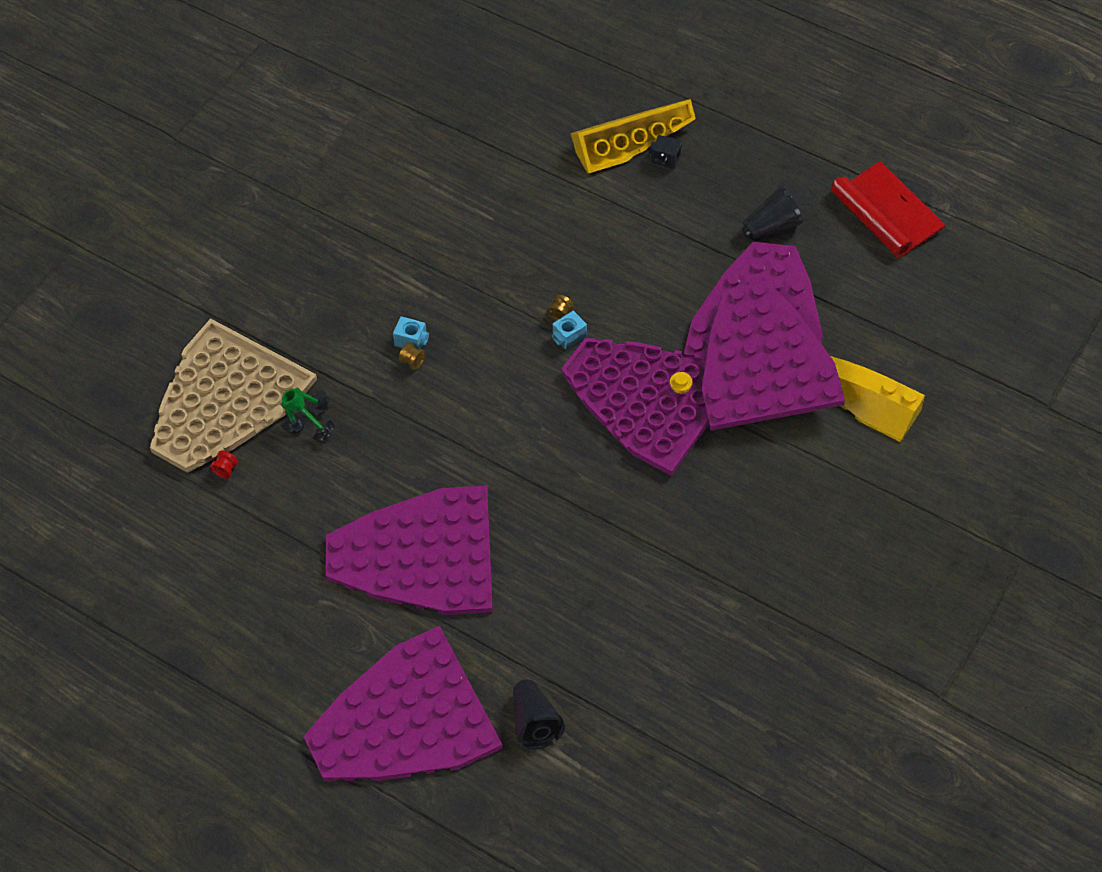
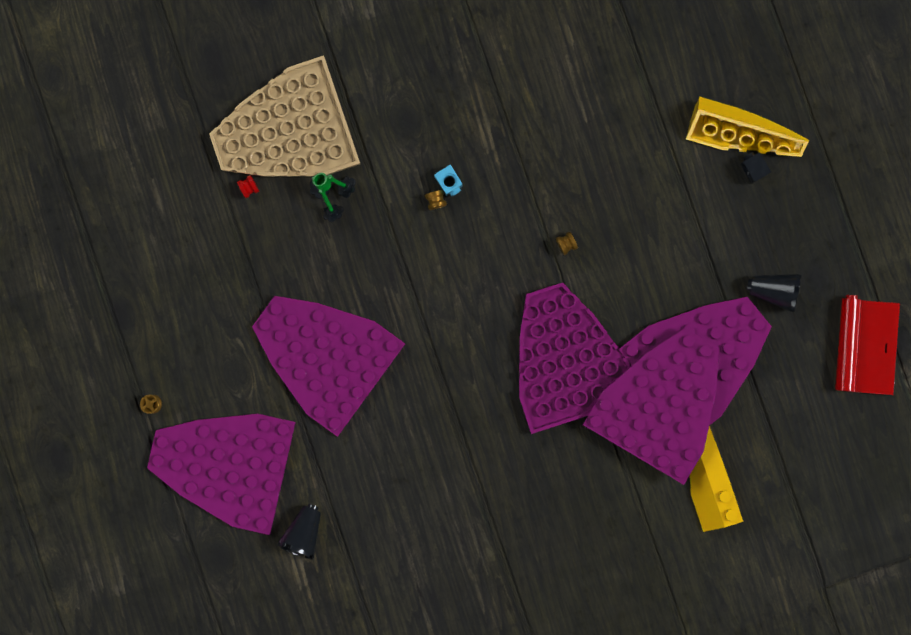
camera: 40 degrees right, 30 degrees up
(277, 710) = (147, 405): none -> pearl gold wheel
(571, 323) = (565, 264): medium azure brick -> none
(681, 382) = (593, 374): yellow plate -> none

